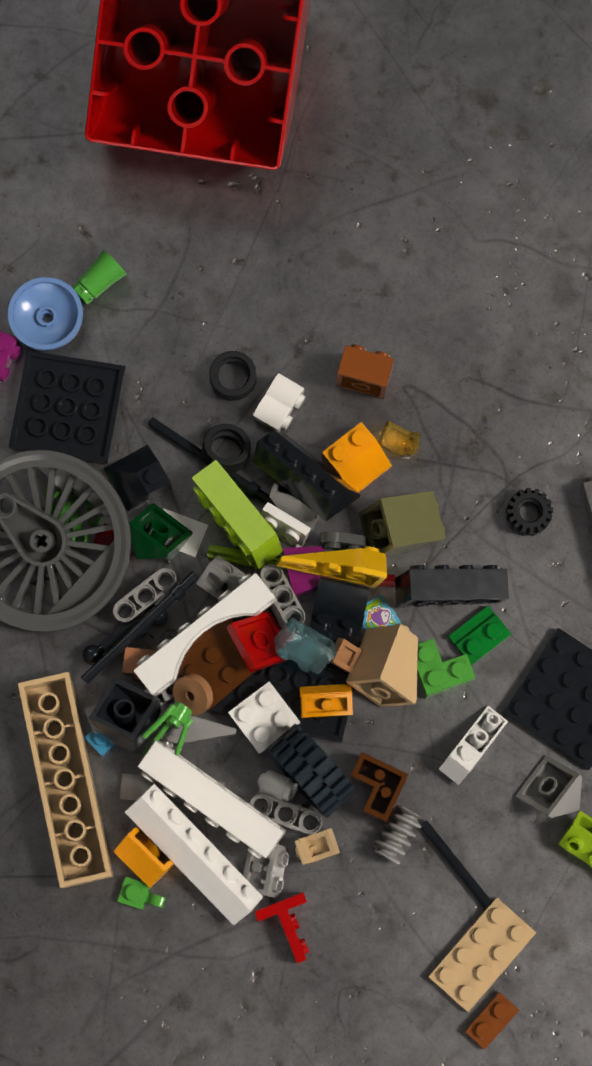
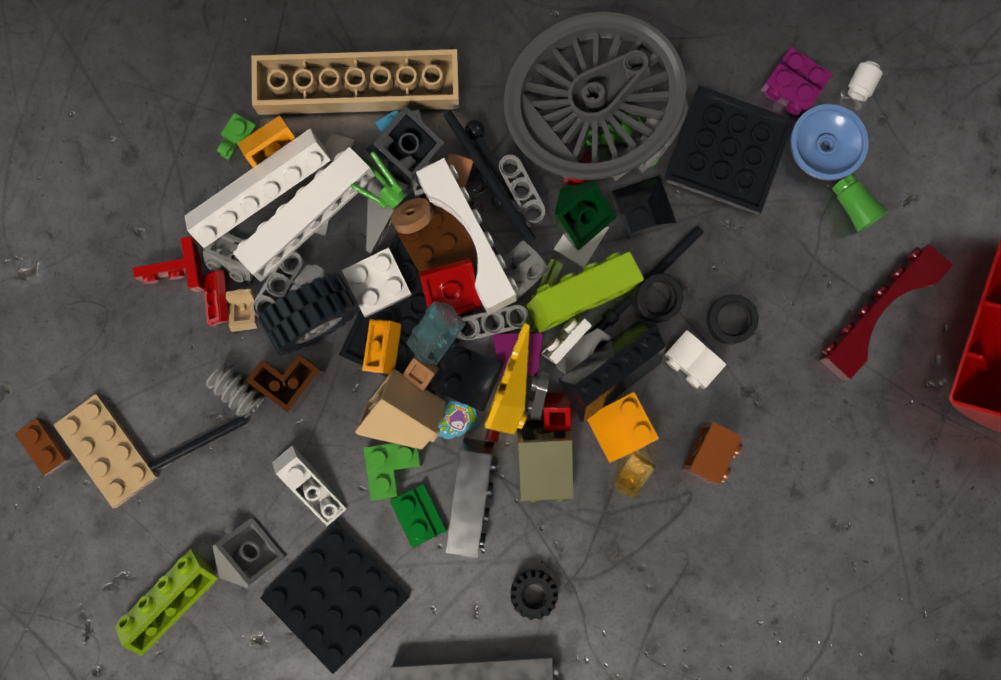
camera: 105 degrees right, 5 degrees up
(240, 263) = (850, 351): none -> dark red arch
(309, 876) = (215, 298): none -> red plate
(355, 519) = (557, 412): none -> red brick

